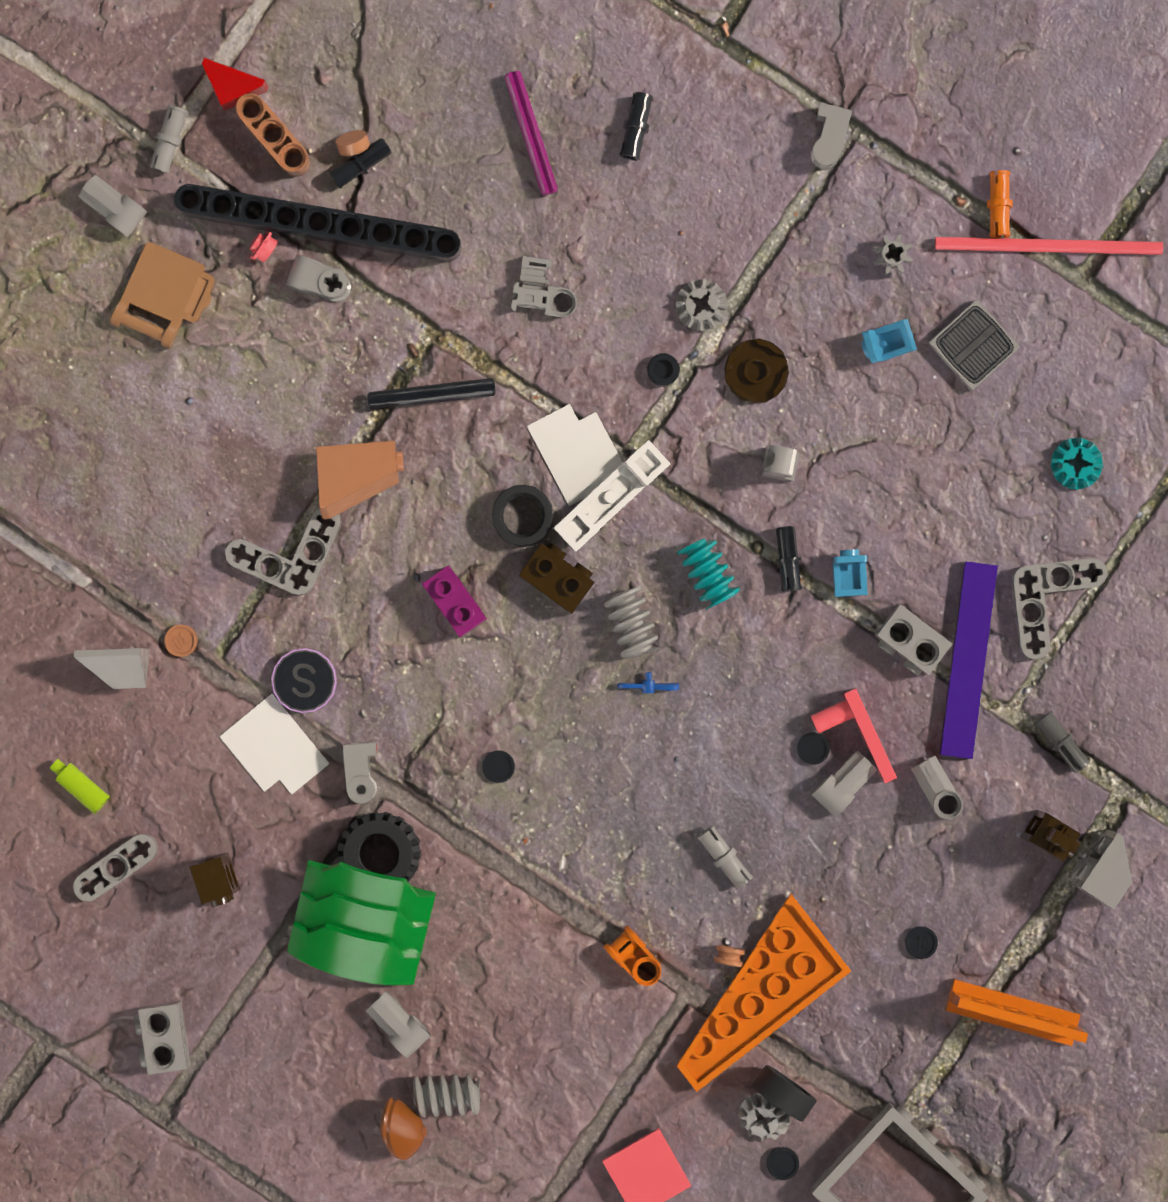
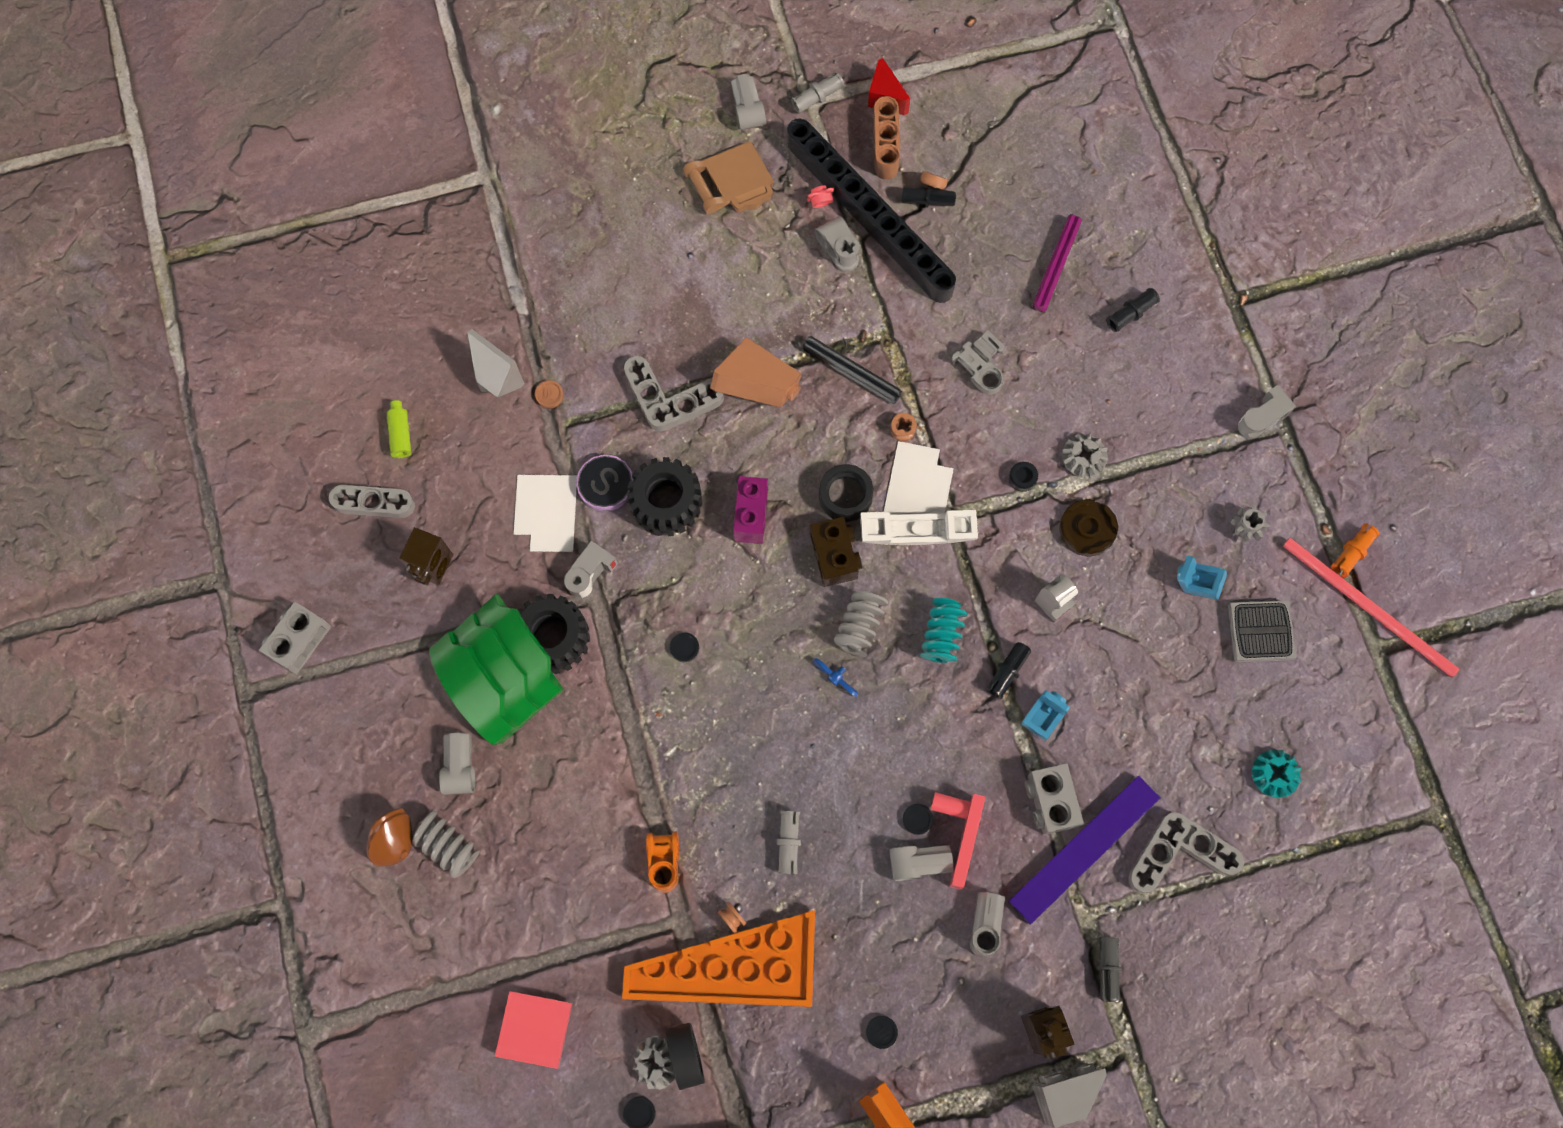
camera: 40 degrees right, 15 degrees down
(350, 631) = (659, 475): none -> black tyre
(517, 401) = (901, 435): none -> nougat bush

